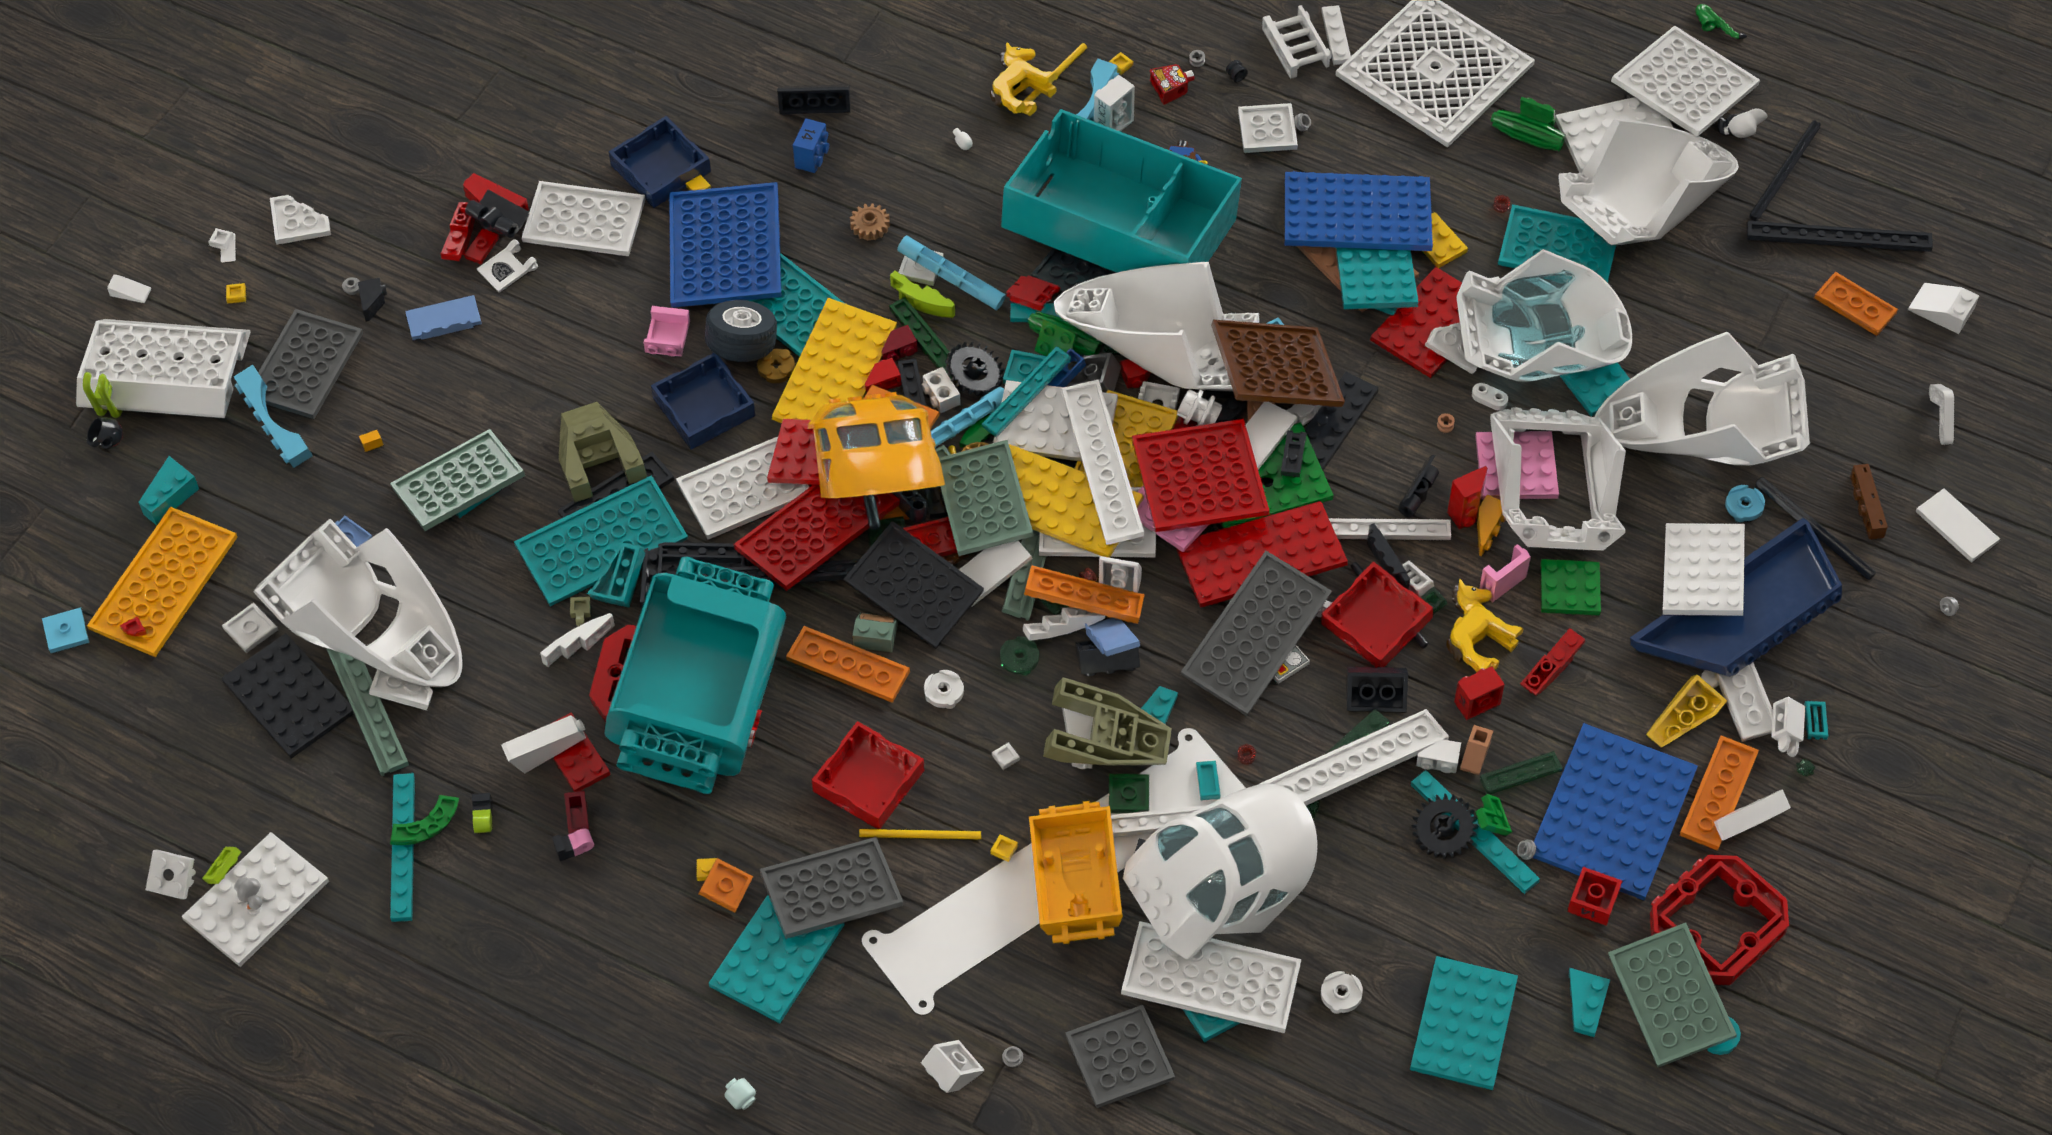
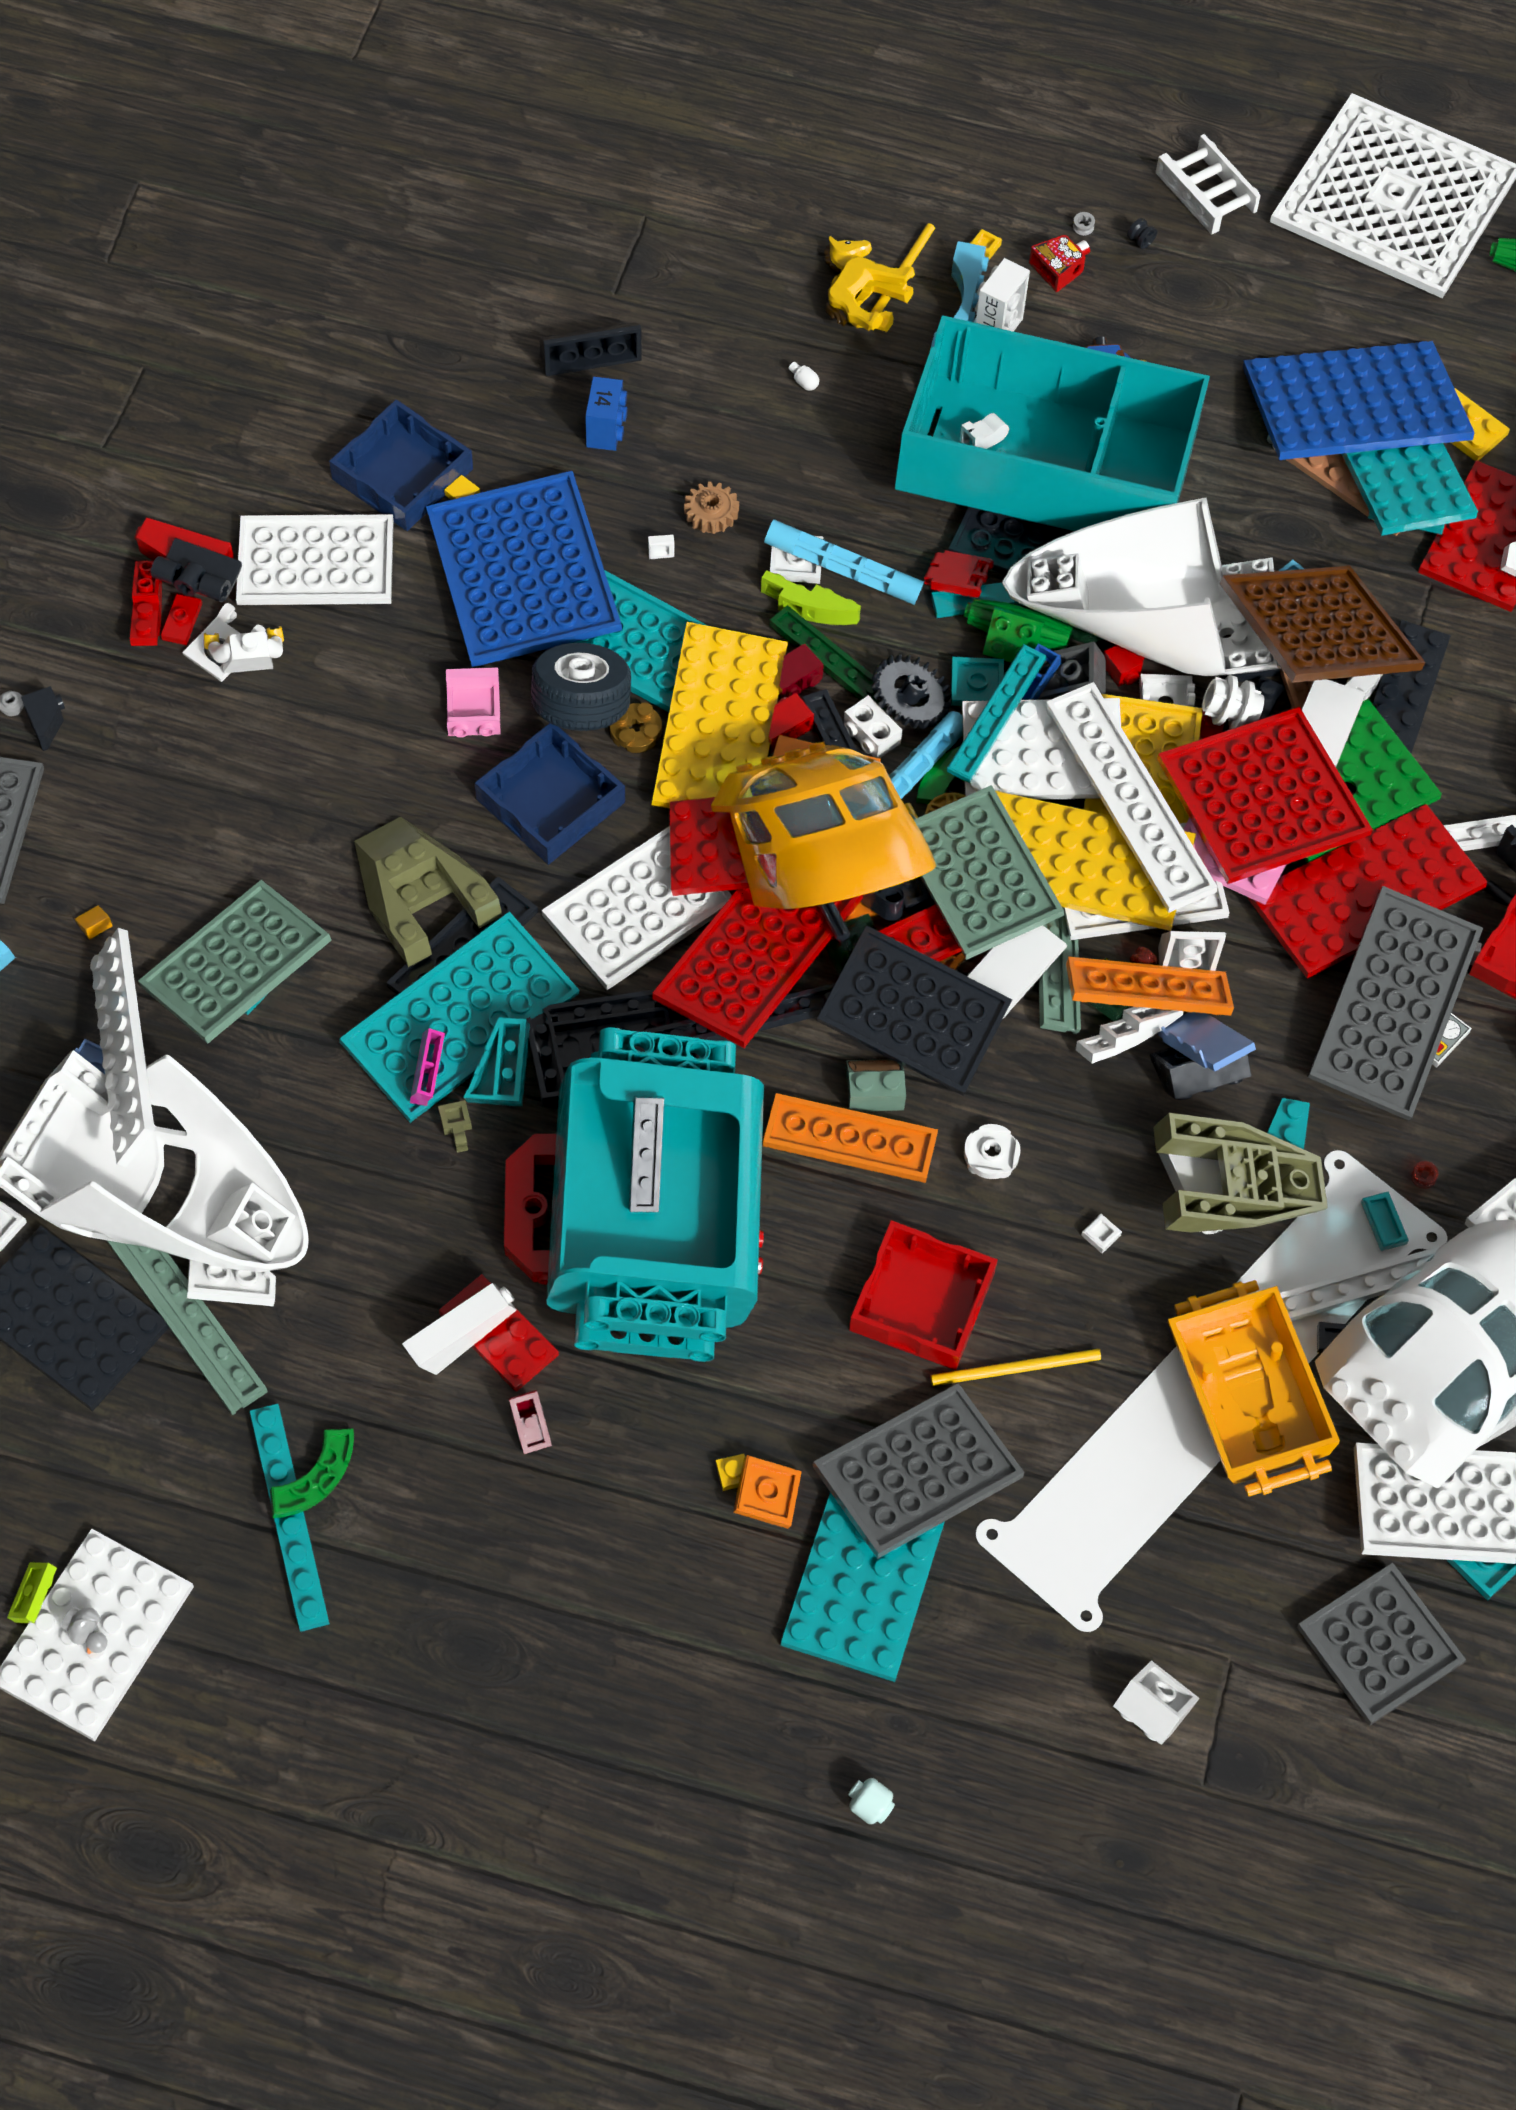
camera: 15 degrees left, 5 degrees up
(363, 521) = (122, 1048): none -> white plate
(443, 318) = (152, 729): medium blue piece -> none
(482, 812) = (392, 1446): leg -> none
(519, 273) = (246, 650): none -> white torso
(573, 844) = (534, 1469): leg -> none
(575, 550) = (429, 1037): none -> dark pink piece
(583, 635) = (470, 1160): white slope -> none
(690, 644) = (646, 1153): none -> plate
(826, 244) = (661, 546): none -> white tile
(1004, 848) = (1138, 1367): yellow plate -> none
(1012, 1056) = (1233, 1672): light grey plate -> none
(1019, 665) = (1078, 1100): clear green plate -> none
(1075, 196) = (985, 432): none -> white leg
(1128, 793) = (1285, 1259): dark green plate -> none
(1267, 128) = (1203, 304): white plate -> none
(1293, 454) = (1376, 745): black plate -> none
(1302, 122) = (1247, 290): light grey plate -> none
(1336, 34) = (1255, 167): white plate -> none

